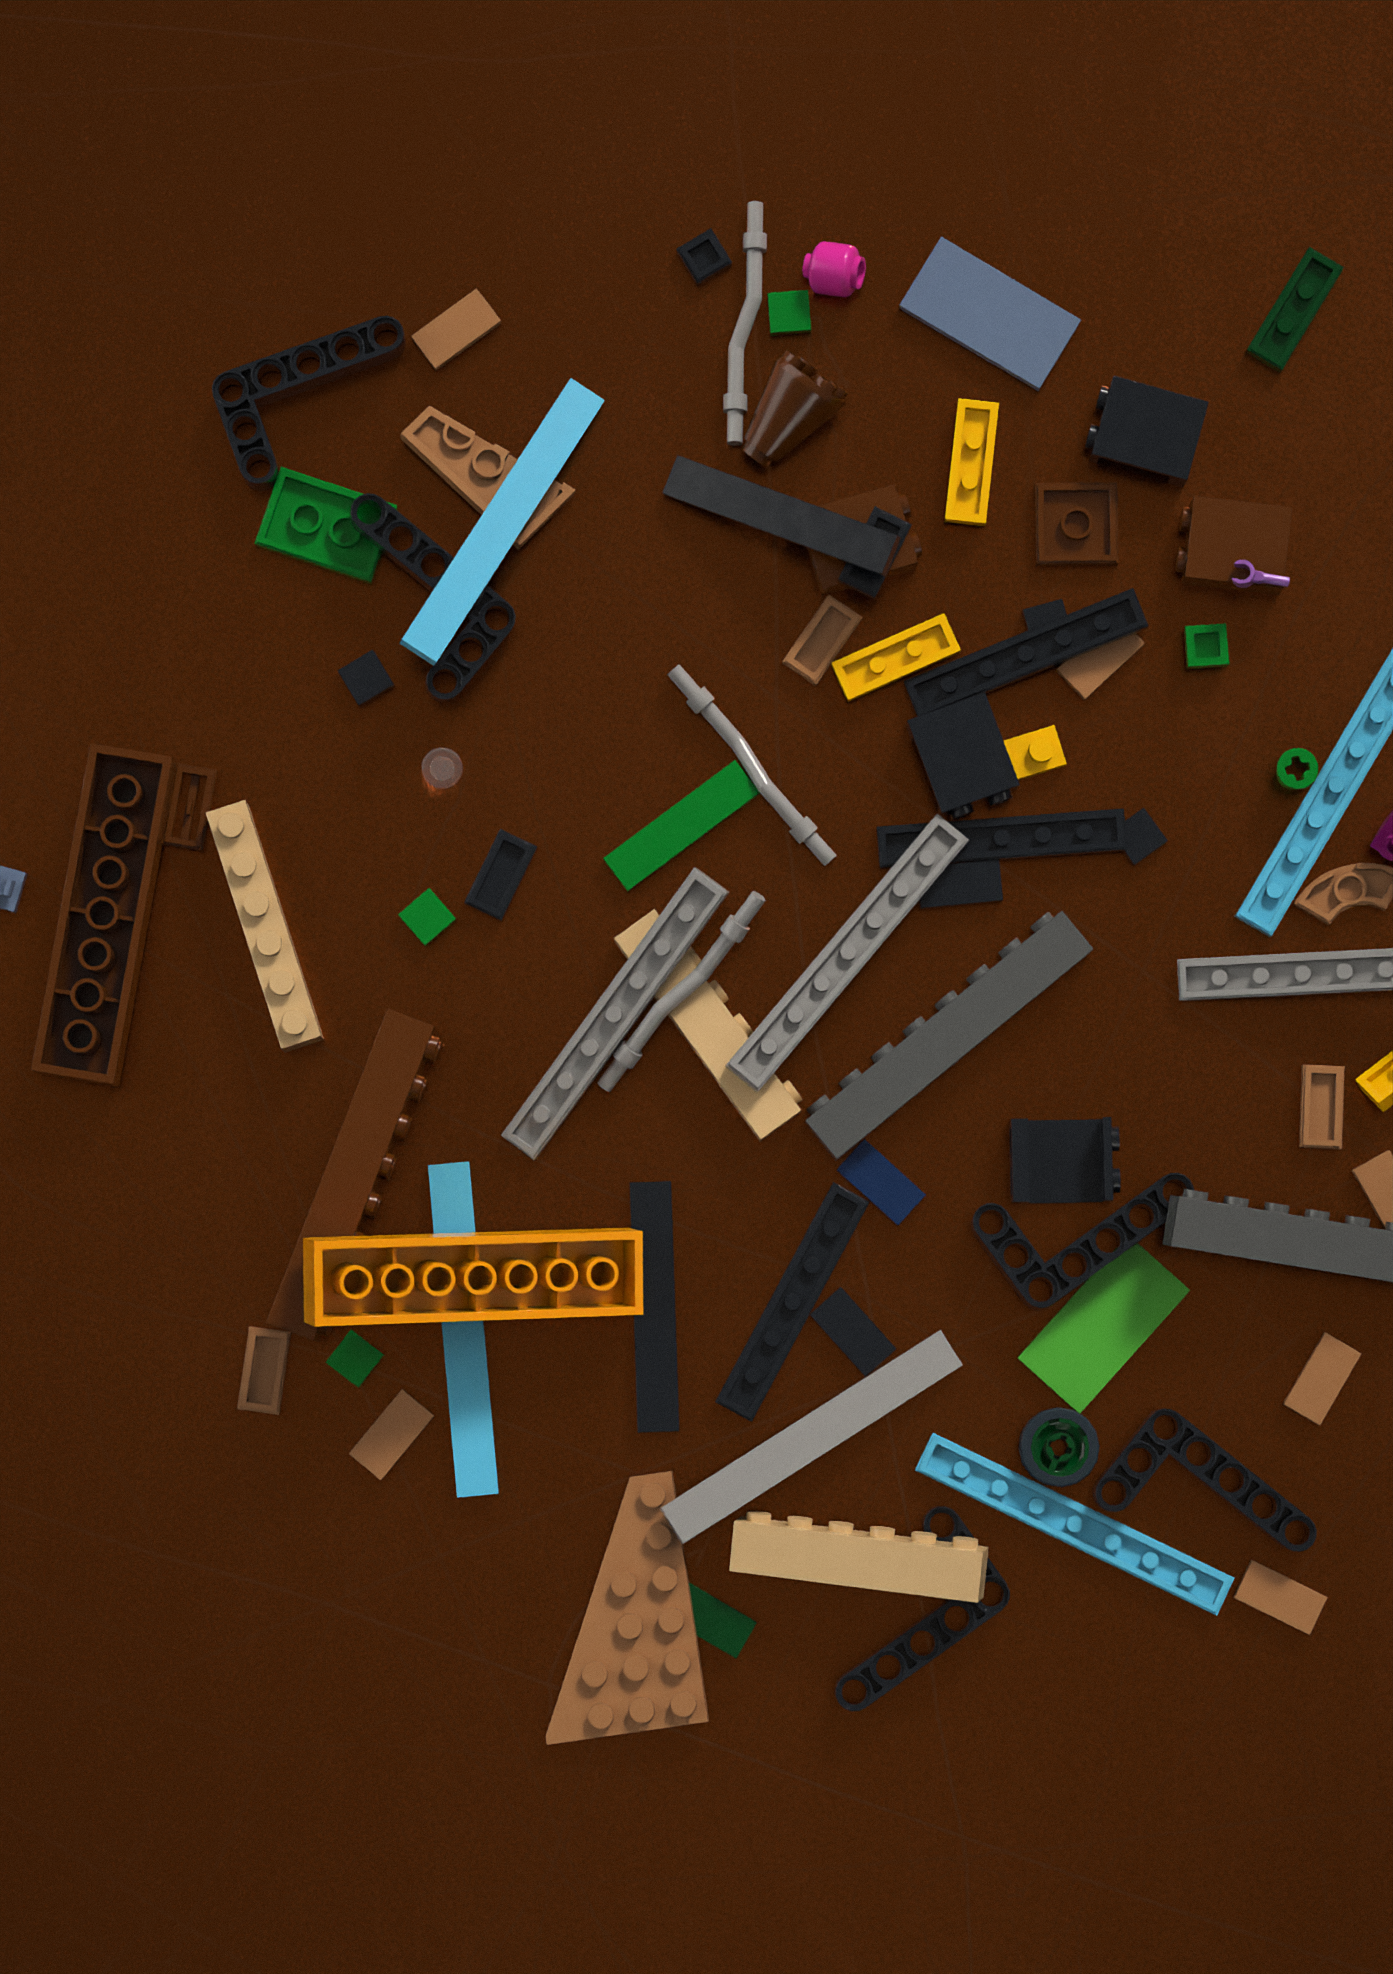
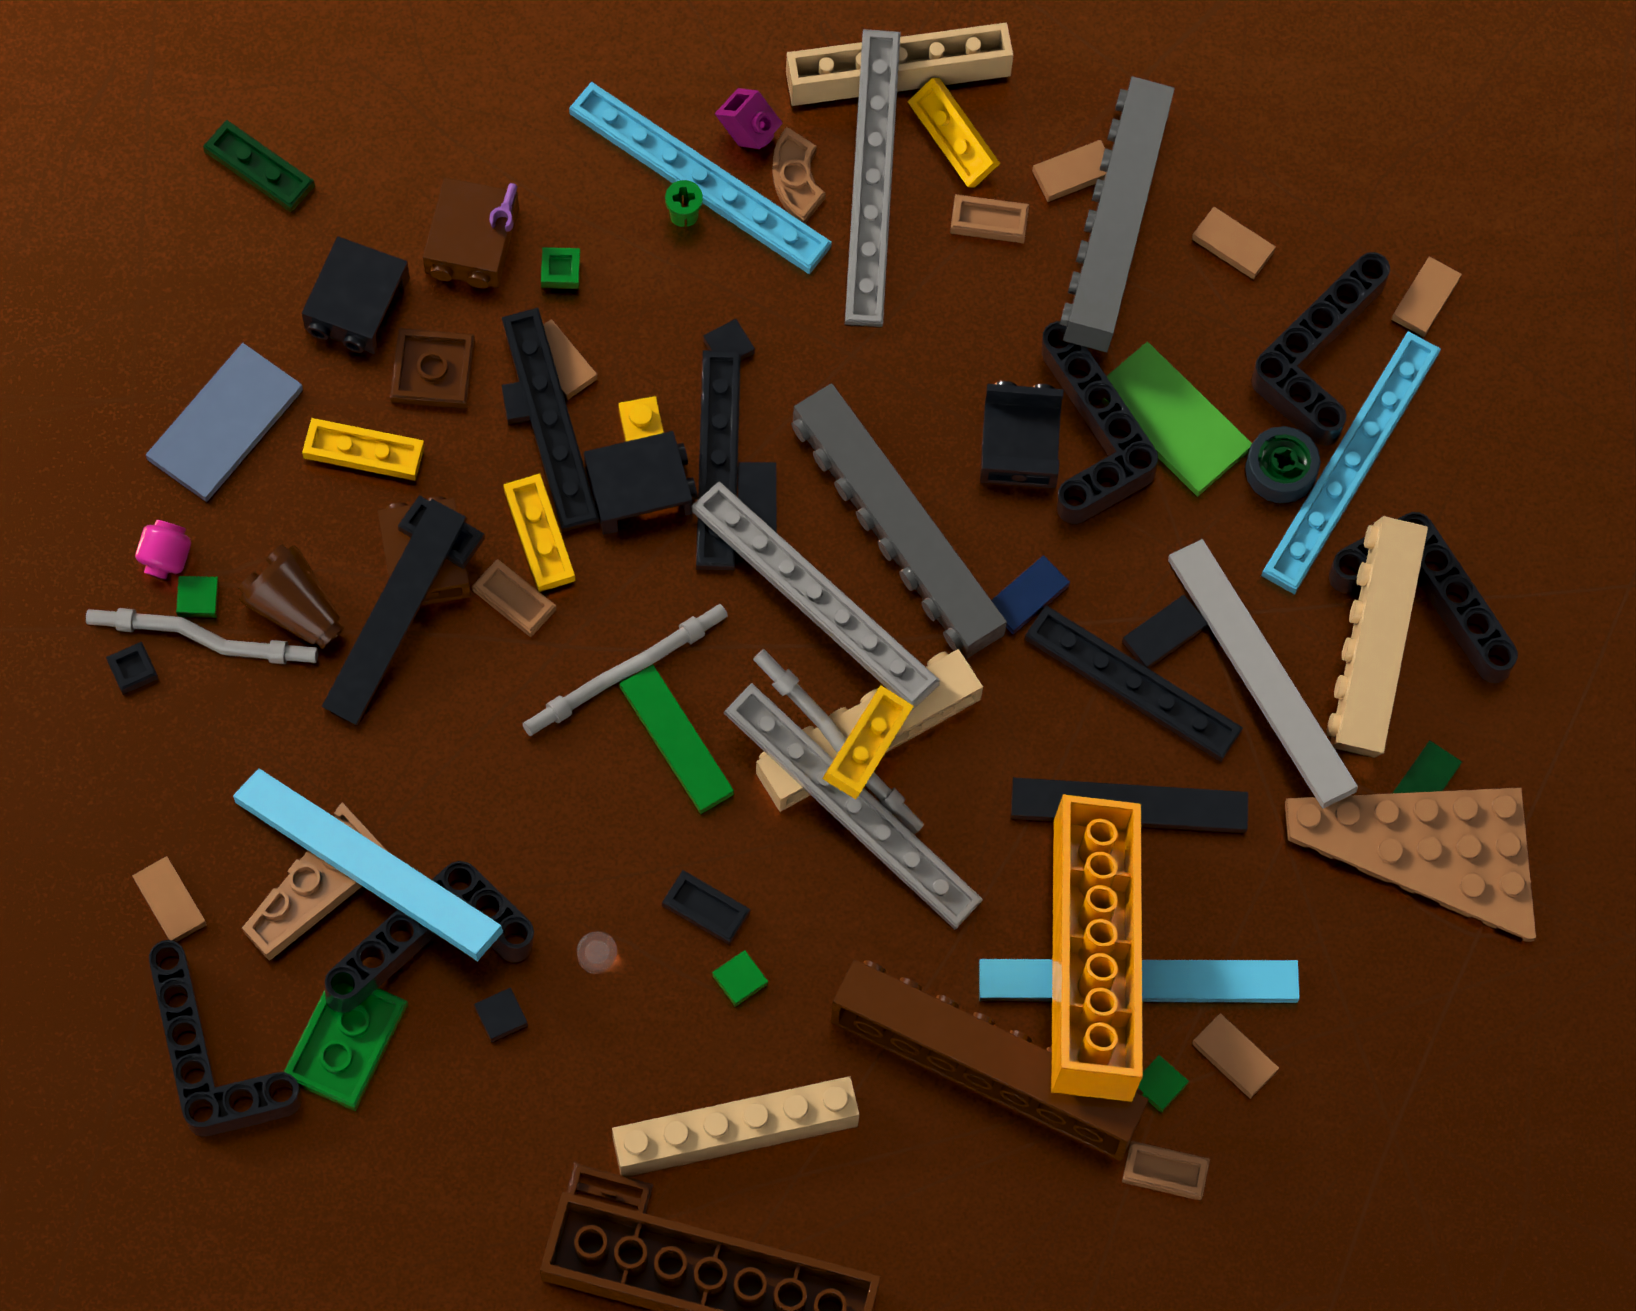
camera: 85 degrees left, 15 degrees down
(677, 1021) = (868, 742): none -> yellow plate

